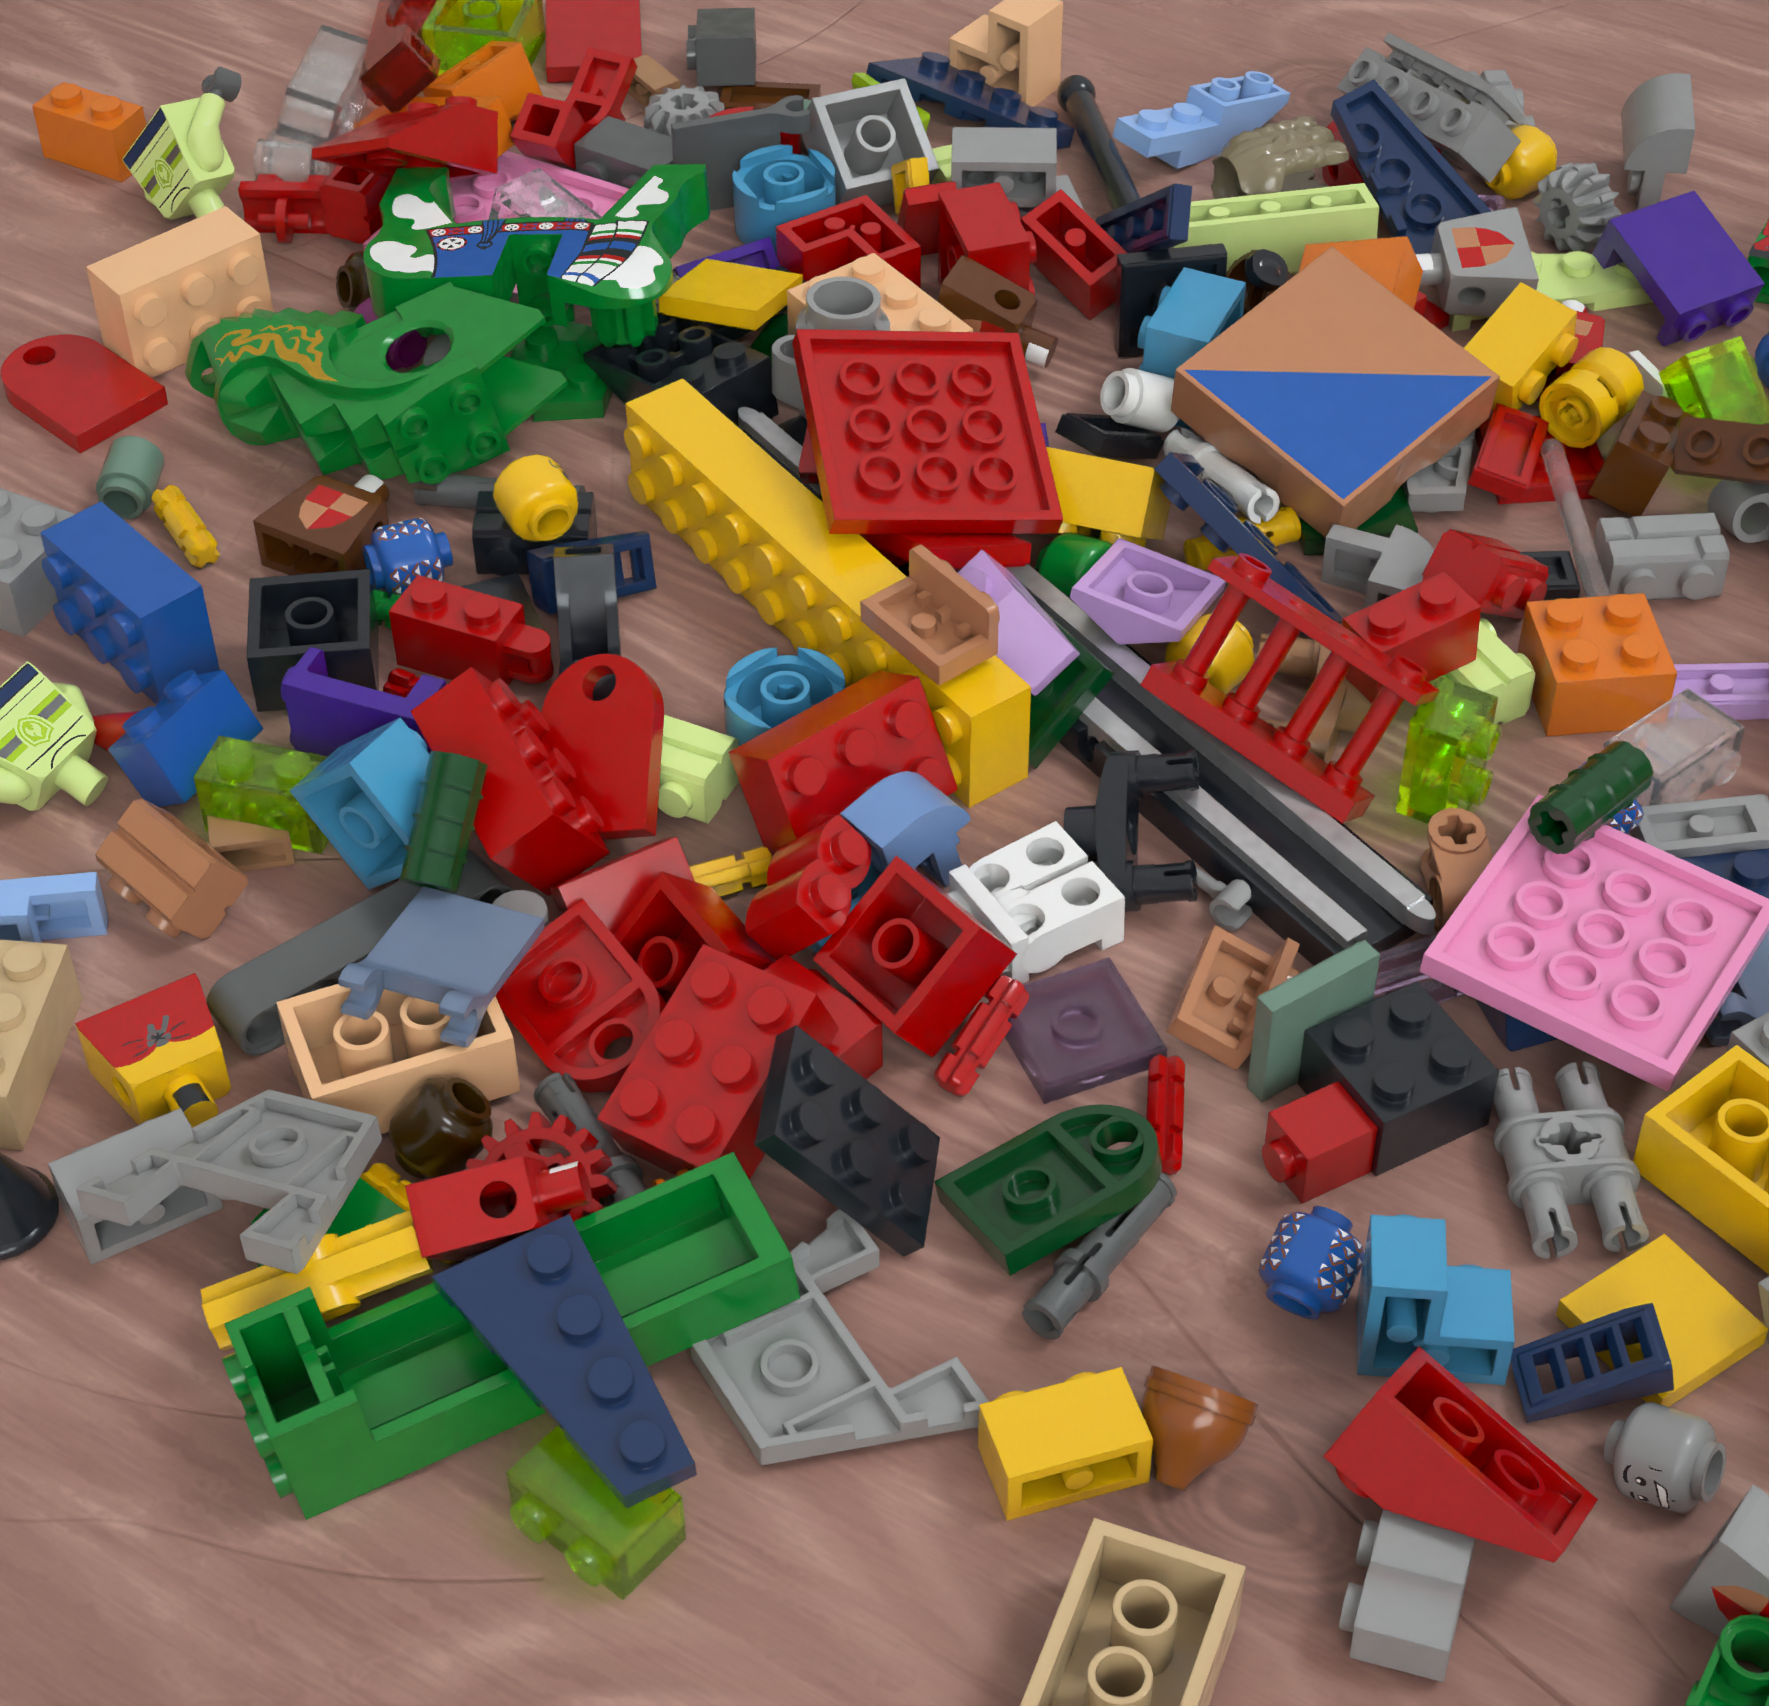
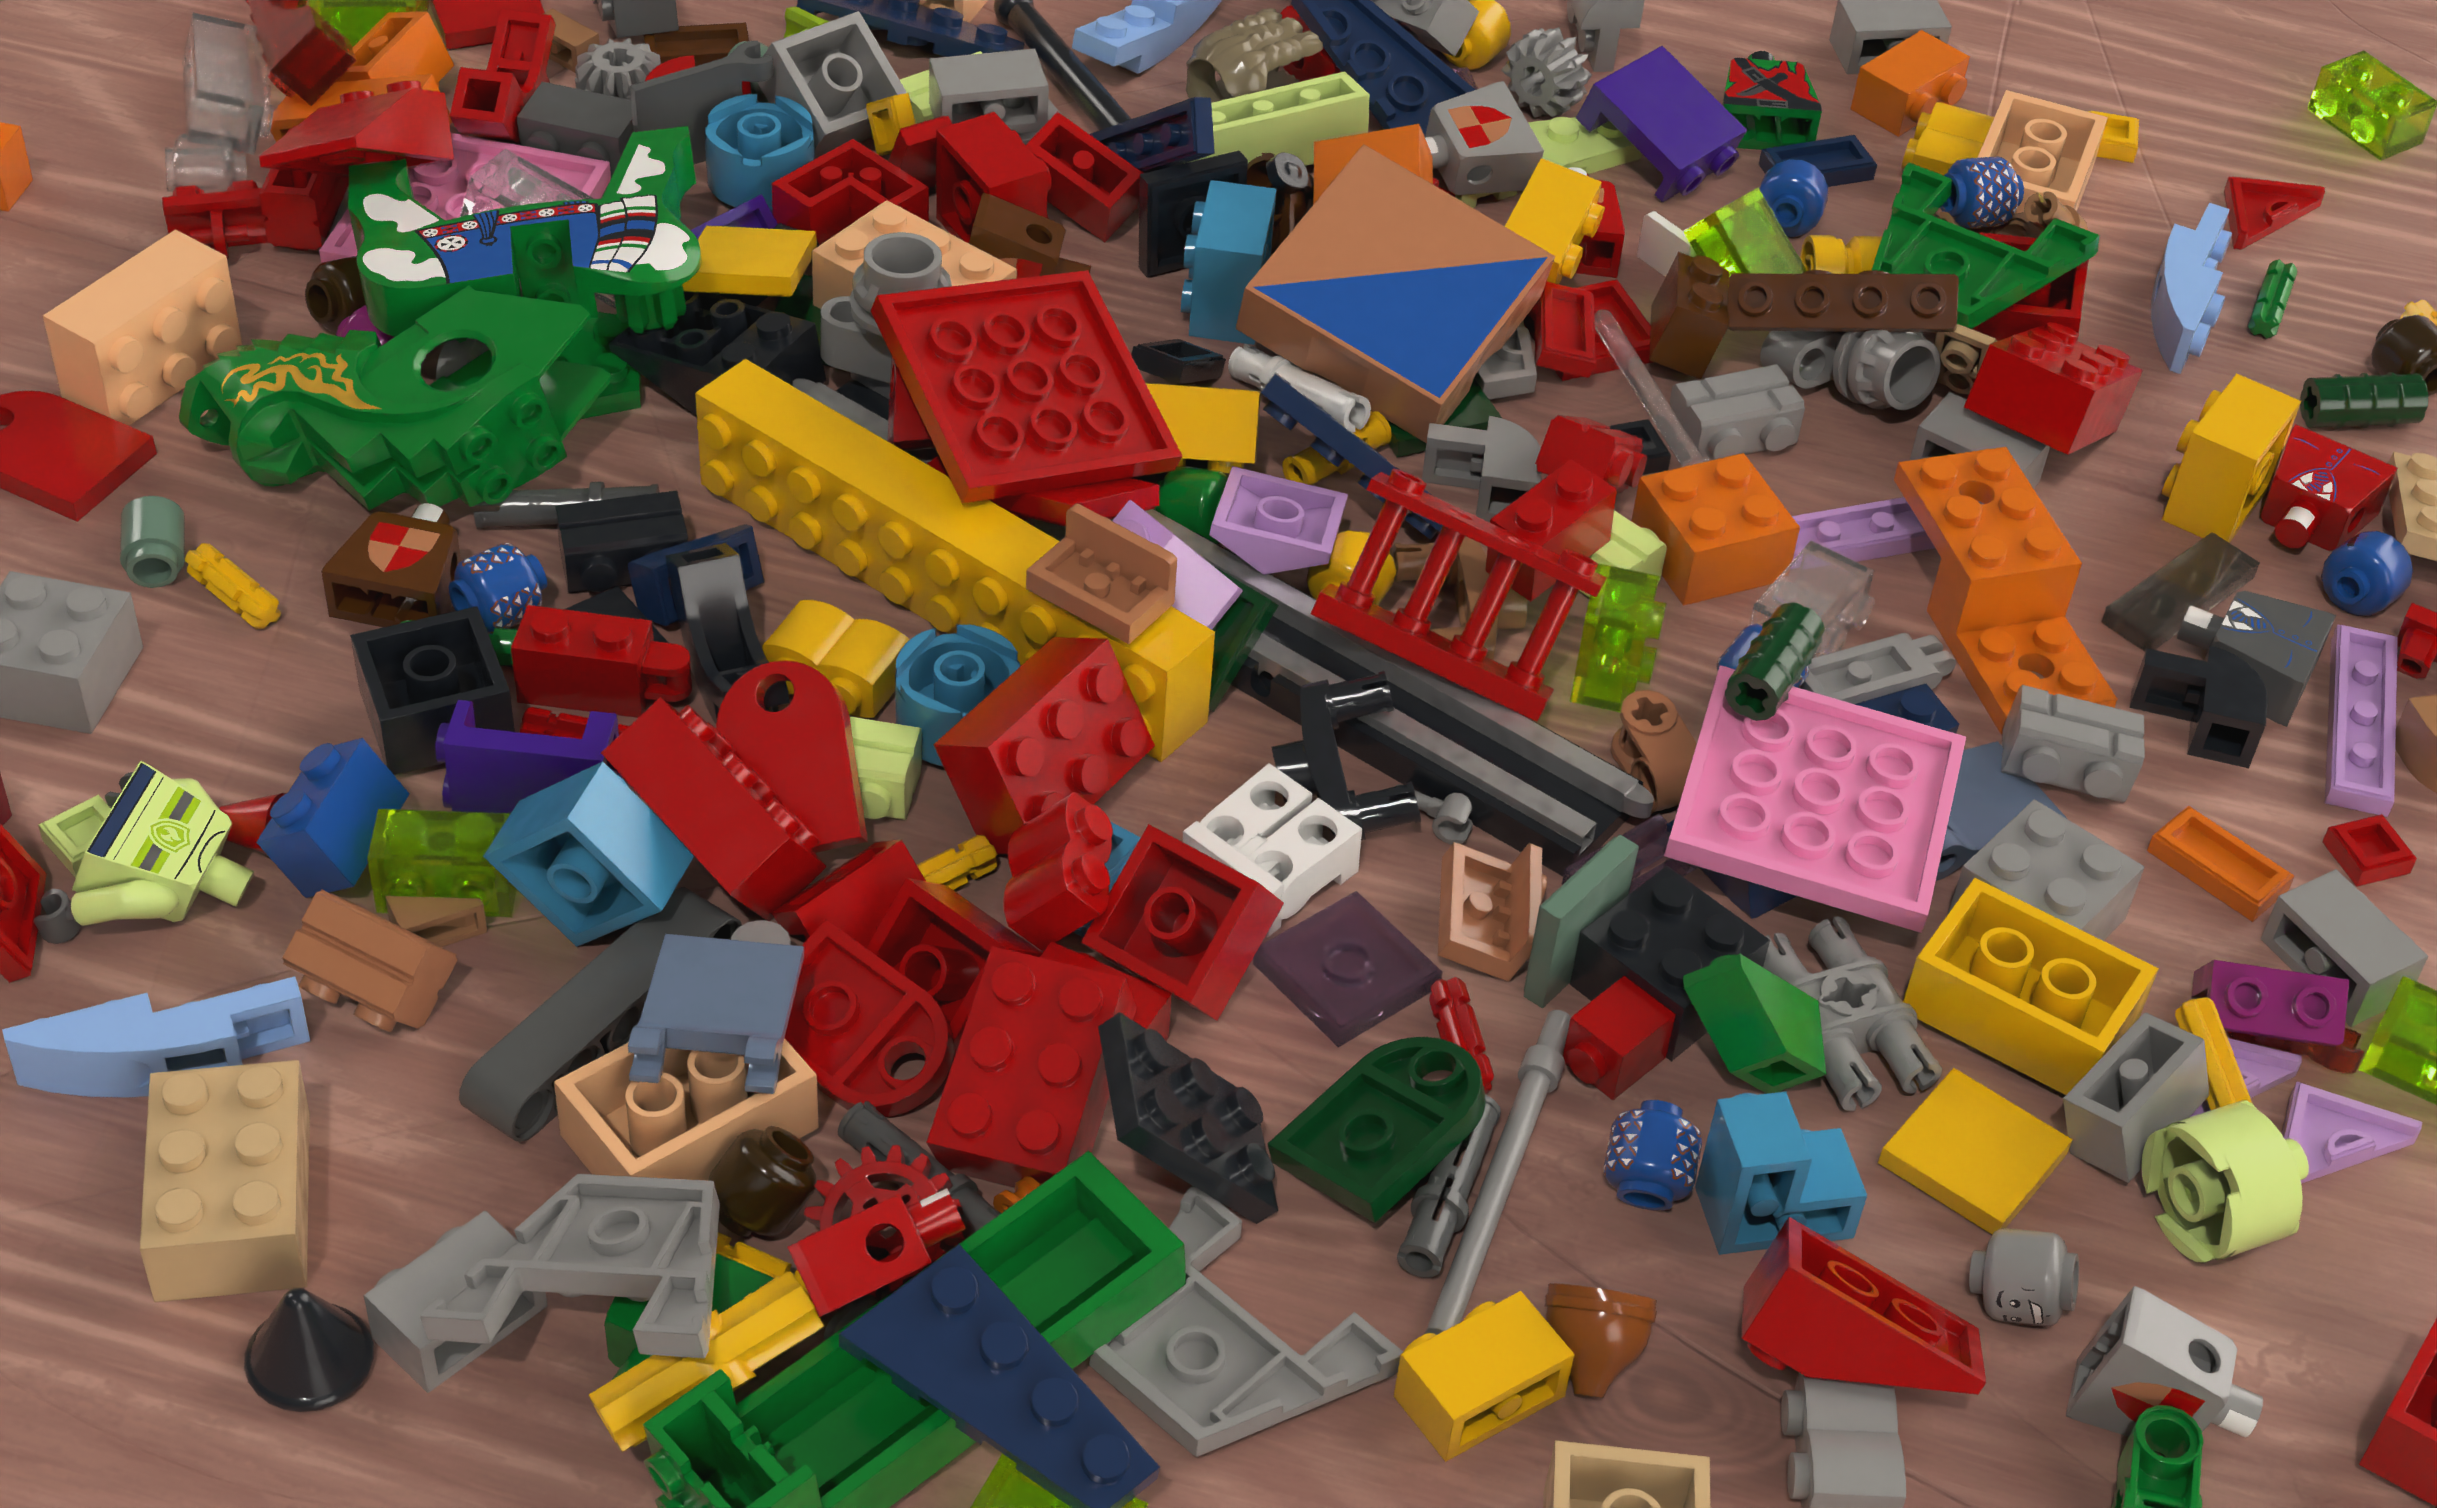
camera: 20 degrees left, 0 degrees up
(127, 600) = (219, 680): blue brick -> none
(158, 1053) = (428, 1159): torso -> none
(182, 151) = (91, 175): yellowish green torso -> none
(443, 821) = (675, 863): dark green axle -> none
(536, 498) = (629, 506): yellow head -> none
(686, 662) = (848, 651): none -> yellow brick
(909, 820) = (1133, 789): medium blue brick -> none
(981, 1036) = (1263, 991): red axle -> none
(1139, 399) = (1200, 320): white brick -> none
(1228, 1165) = (1538, 1076): none -> light grey bar
(1459, 1151) = (1758, 1023): none -> green slope
(1591, 397) = (1628, 263): yellow wheel -> none
(1610, 1333) = (1947, 1168): dark blue slope -> none

